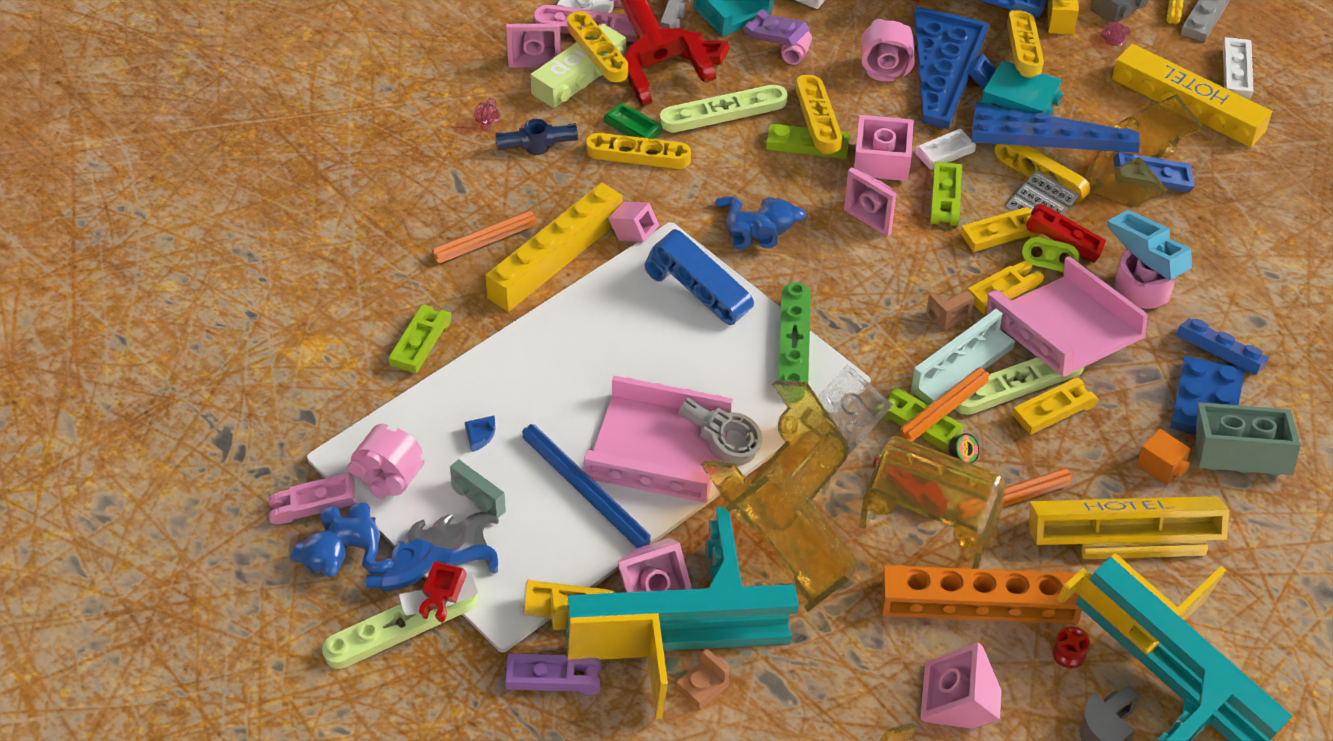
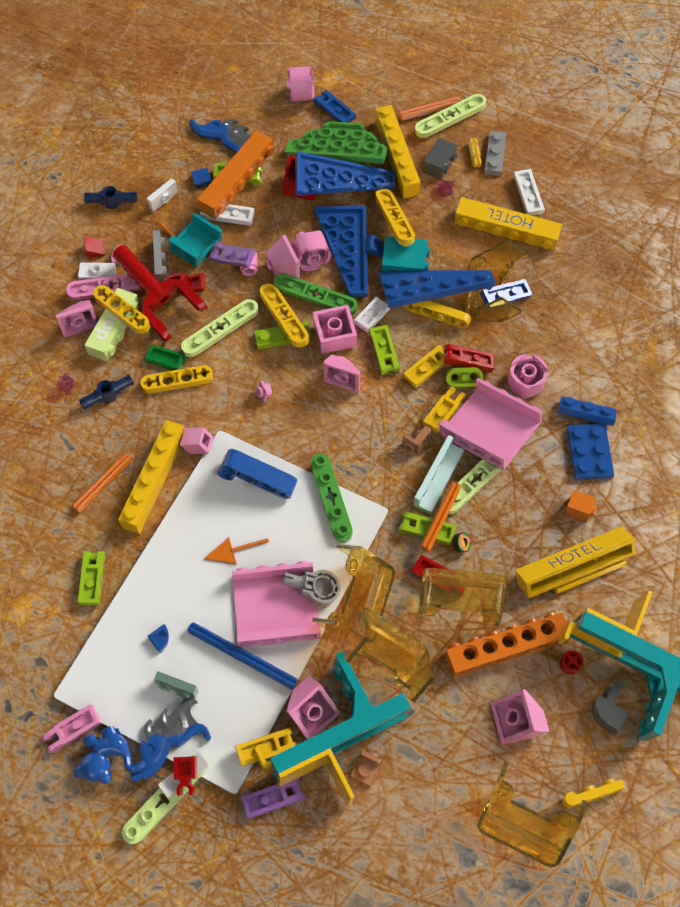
camera: 20 degrees left, 15 degrees up
(386, 461) = (111, 689): bright pink brick -> none
(616, 362) = (225, 553): none -> orange piece
(752, 193) = (263, 390): none -> bright pink plate
(771, 220) = (283, 405): blue animal -> none
(844, 53) = (282, 259): none -> bright pink slope
(853, 405) = (386, 540): clear brick -> none
(861, 96) = (303, 290): none -> bright green piece
(1037, 486) = (506, 558): orange axle -> none
(1045, 191) = (443, 332): light grey sticker -> none
(1054, 406) = (503, 490): yellow plate -> none
(1151, 244) = (527, 357): medium azure slope -> none
(1246, 439) = (624, 477): sand green slope -> none

